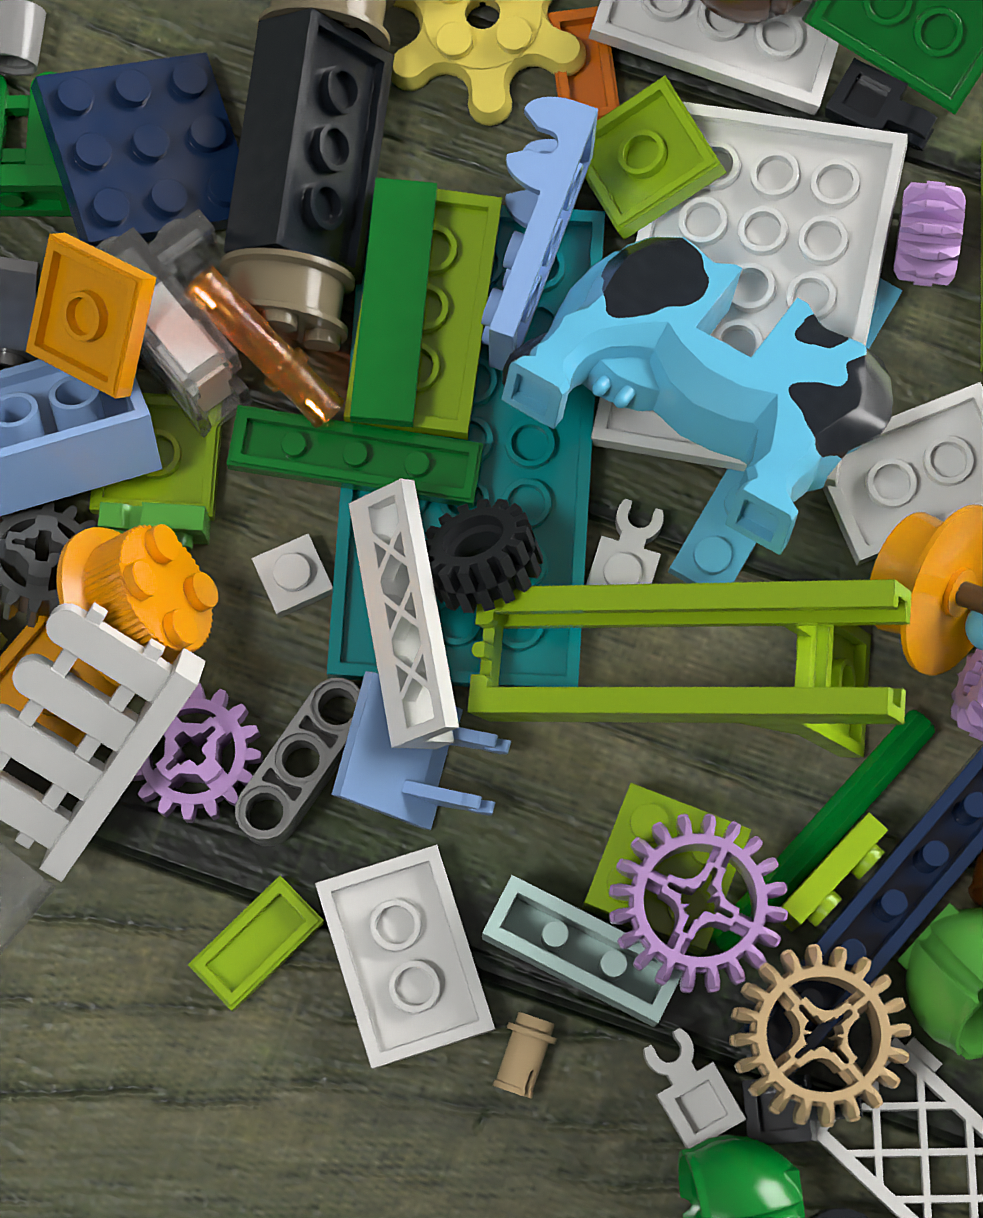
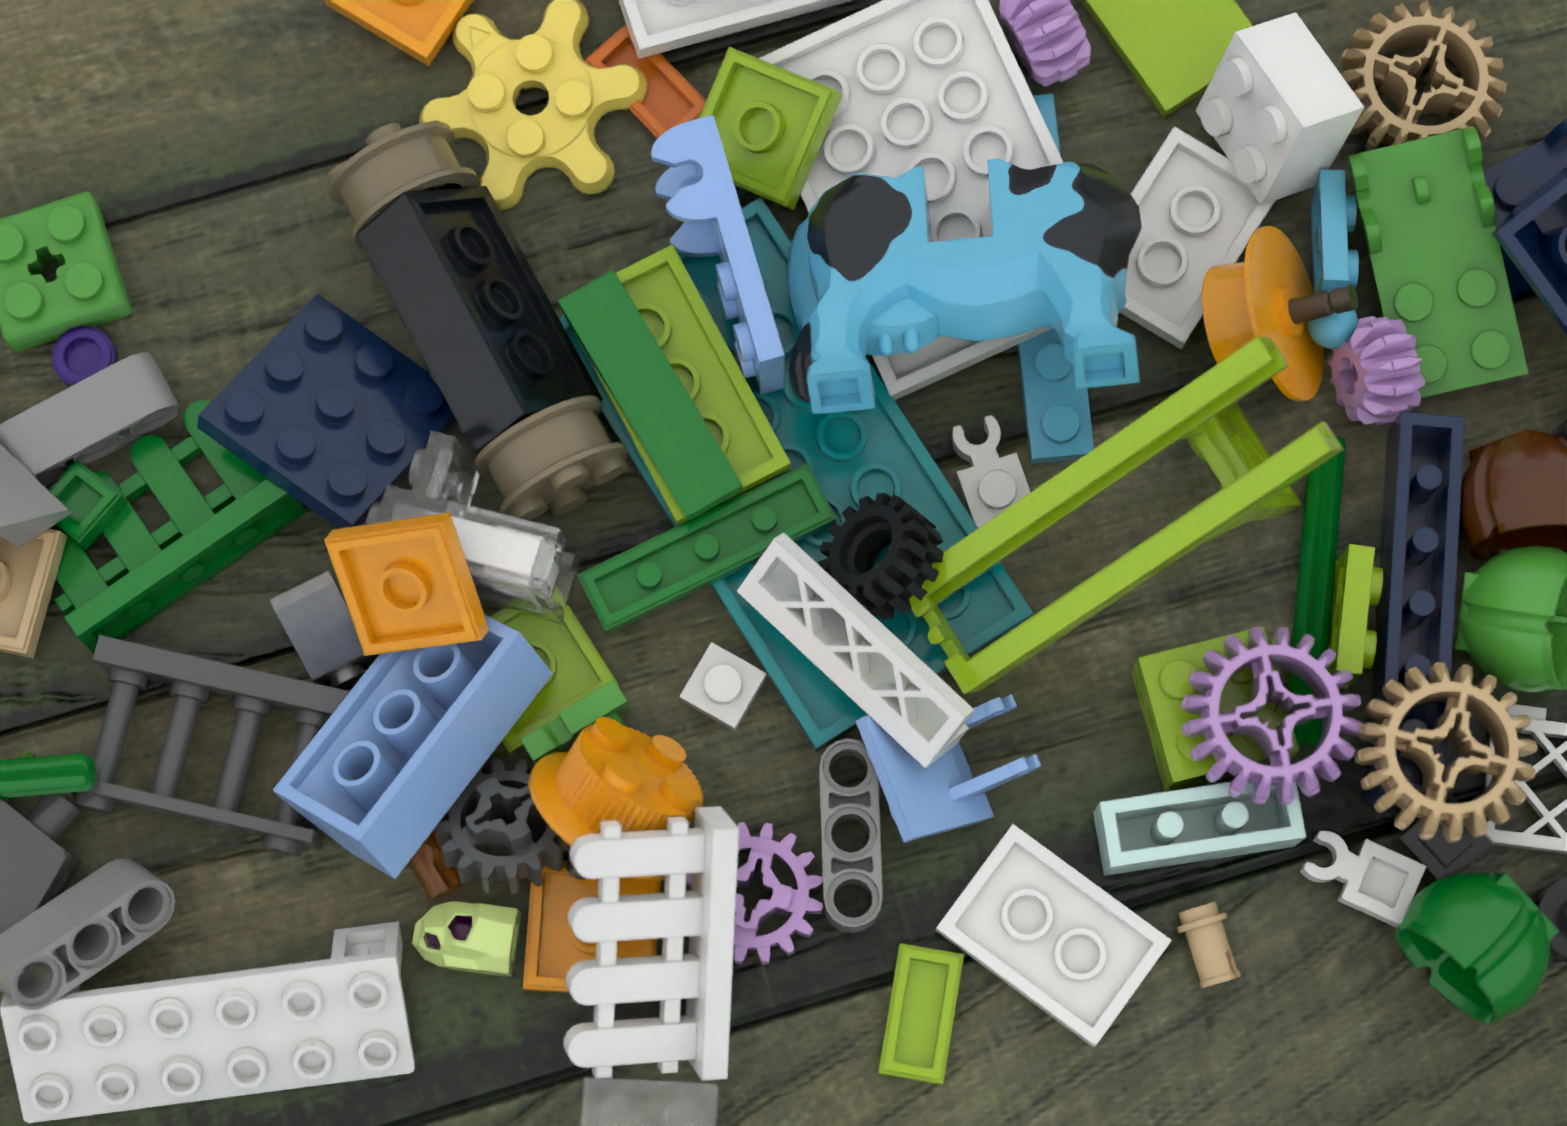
camera: 35 degrees left, 0 degrees up
(284, 367) = (557, 505): clear orange pin -> none

